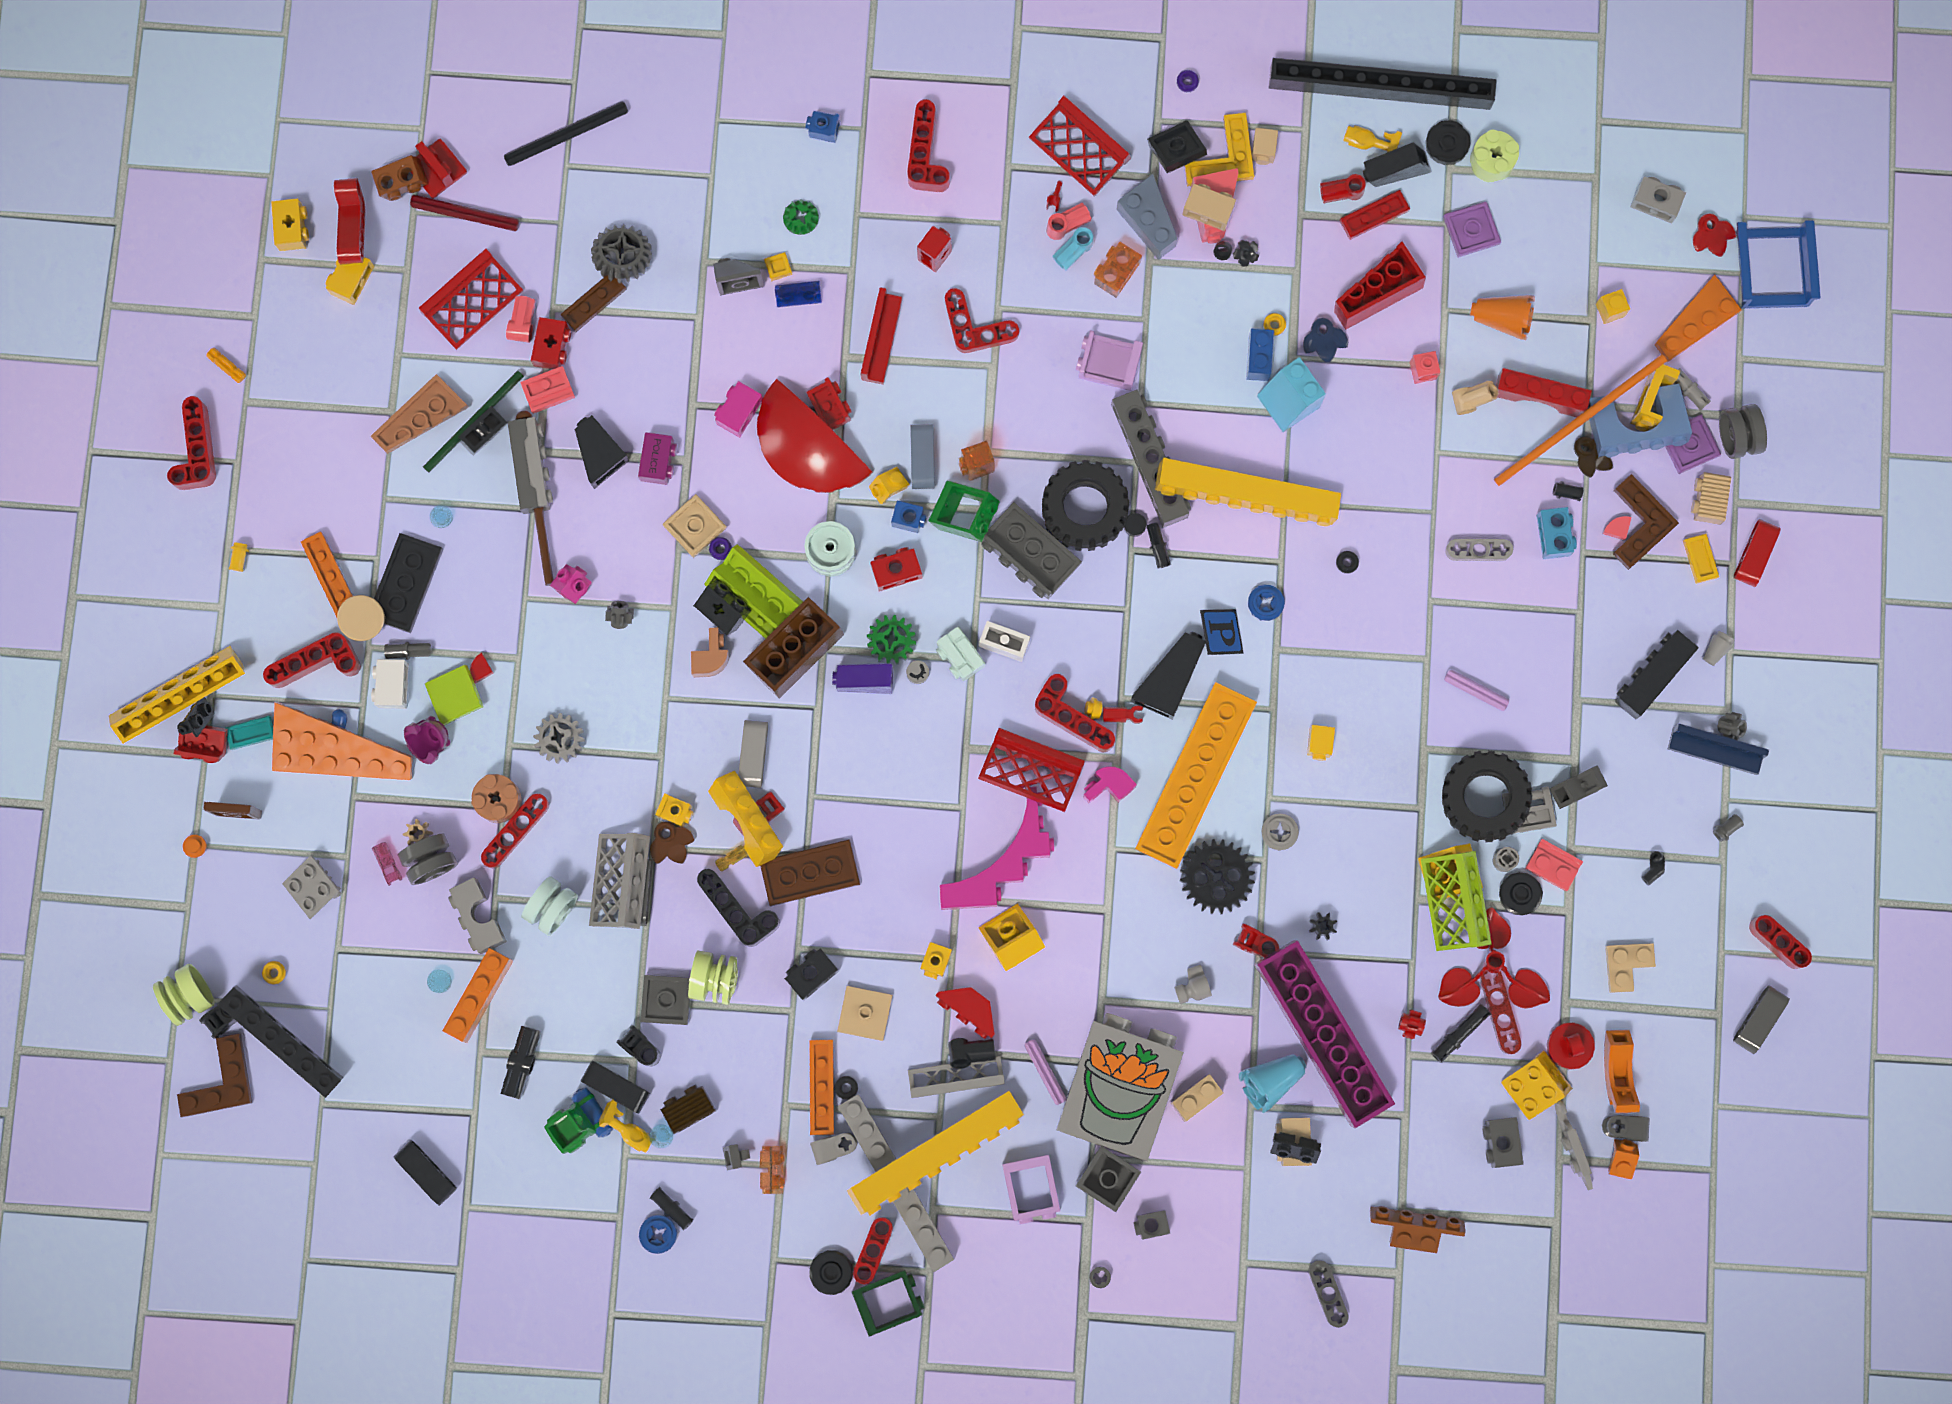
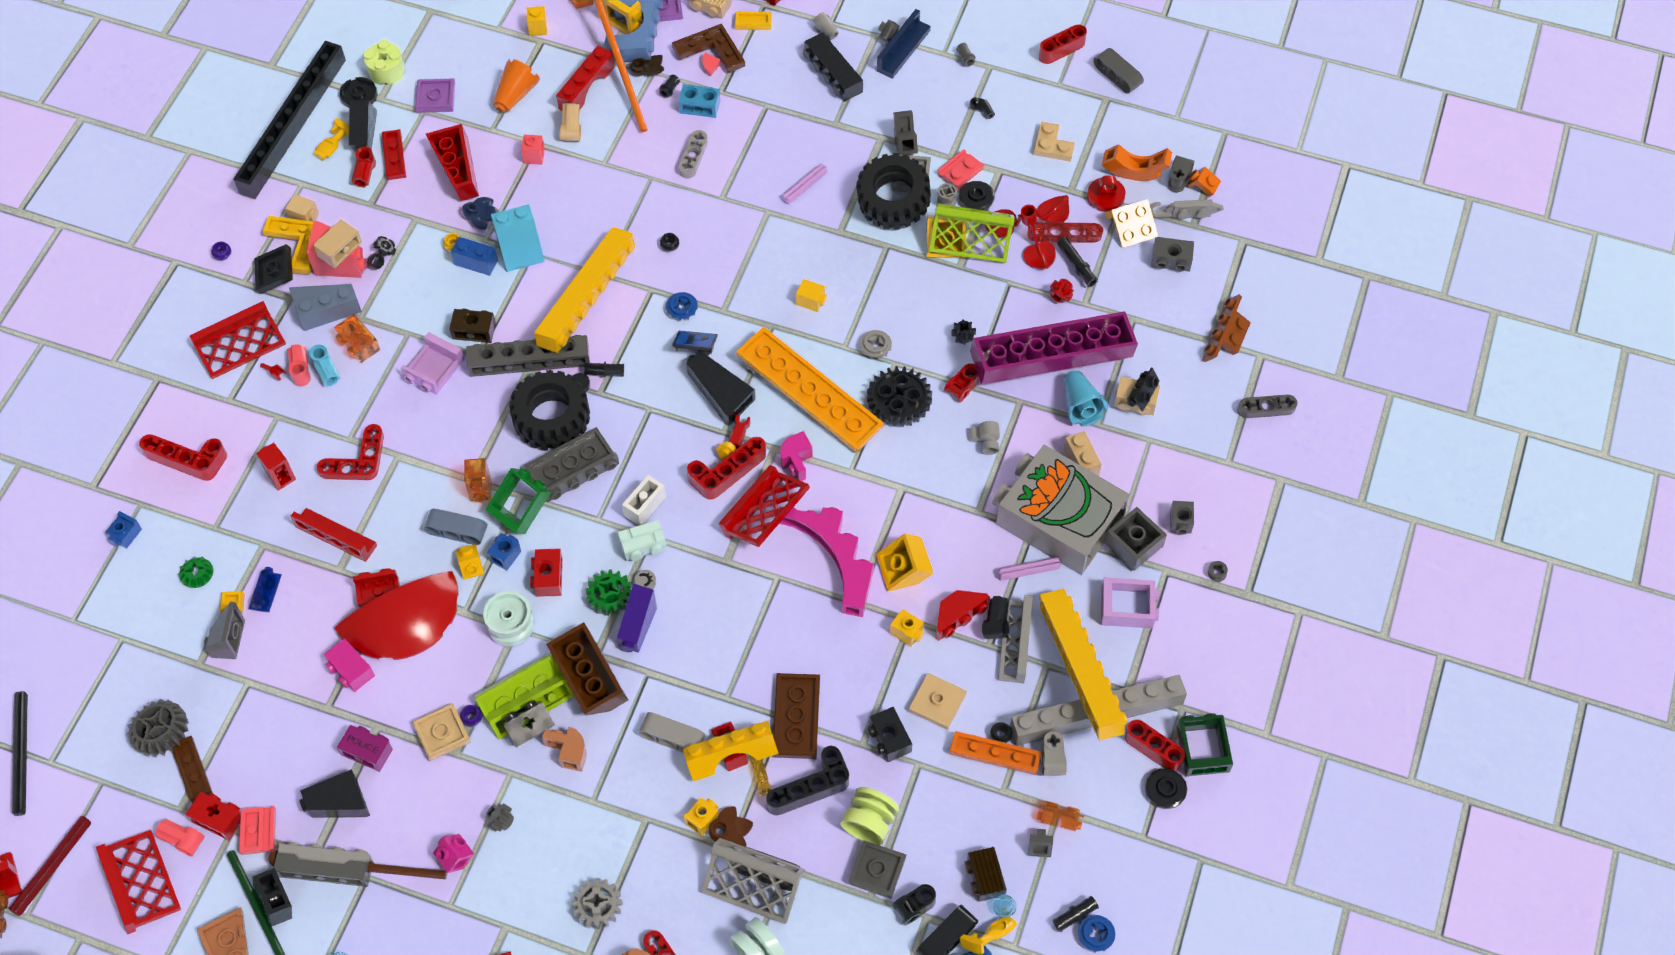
camera: 75 degrees left, 20 degrees down
(1168, 398) = (481, 331): none -> dark brown brick

